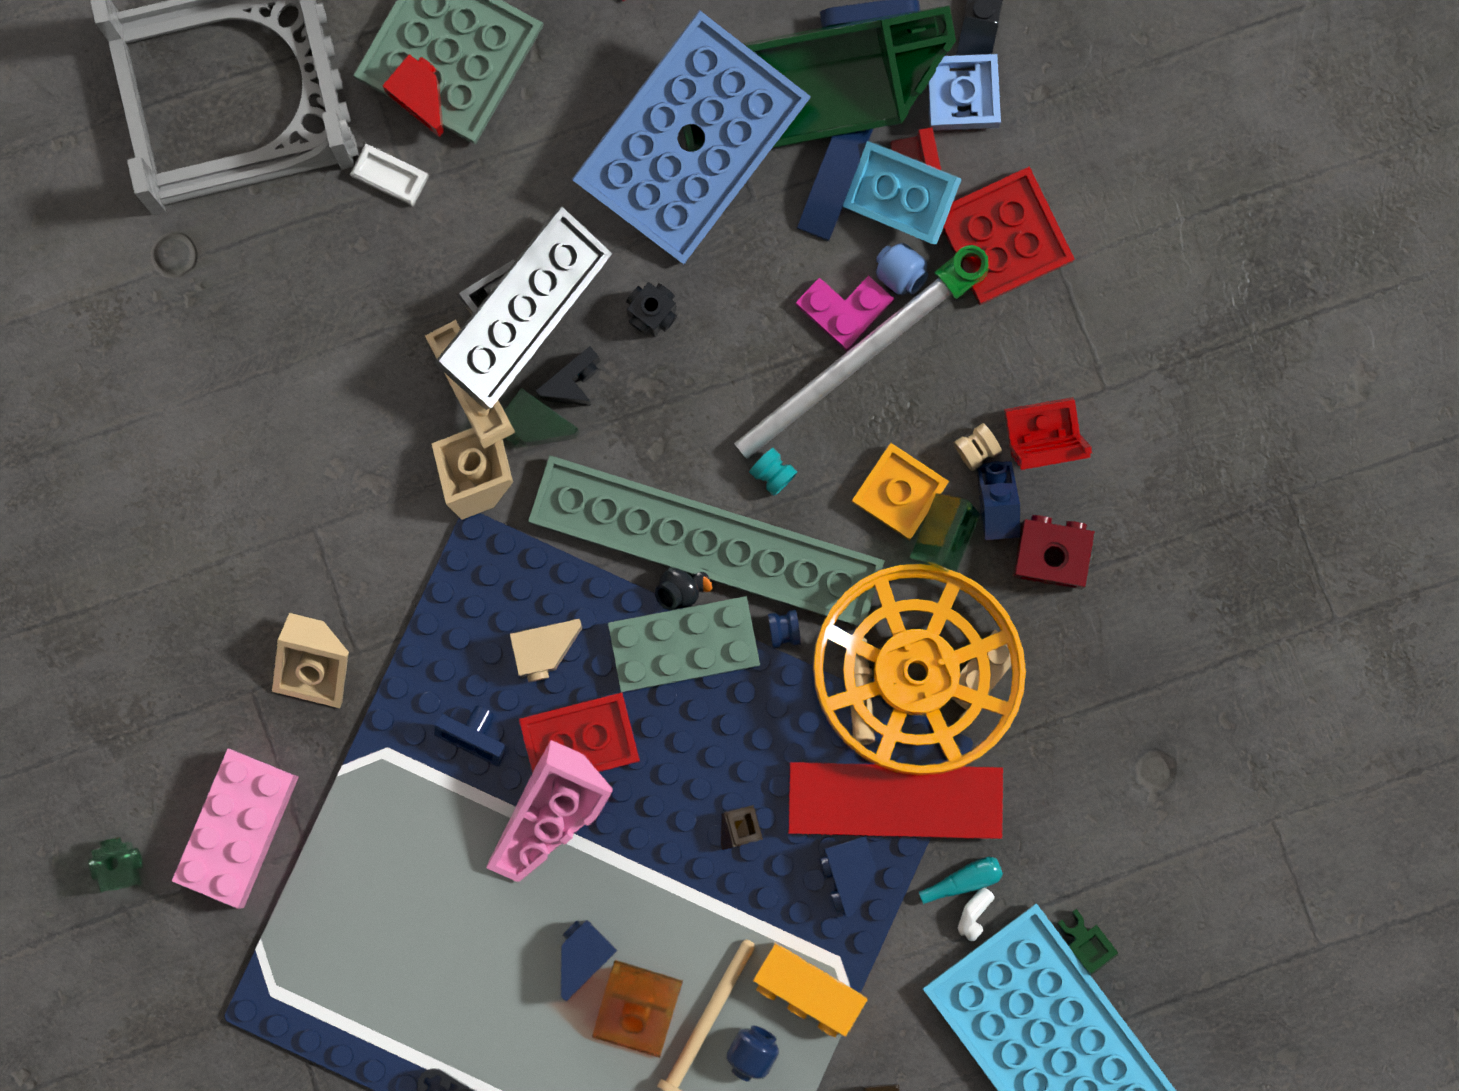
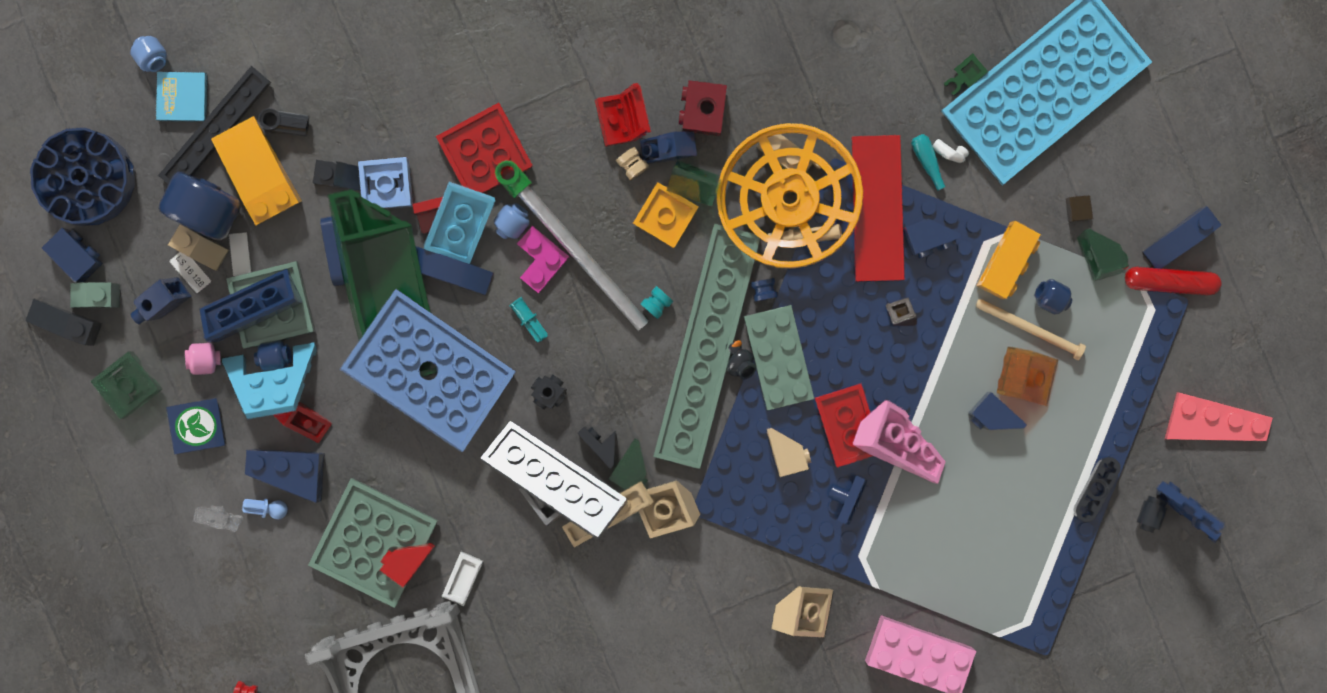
camera: 85 degrees left, 5 degrees up
(757, 287) = (529, 320): none -> teal axle

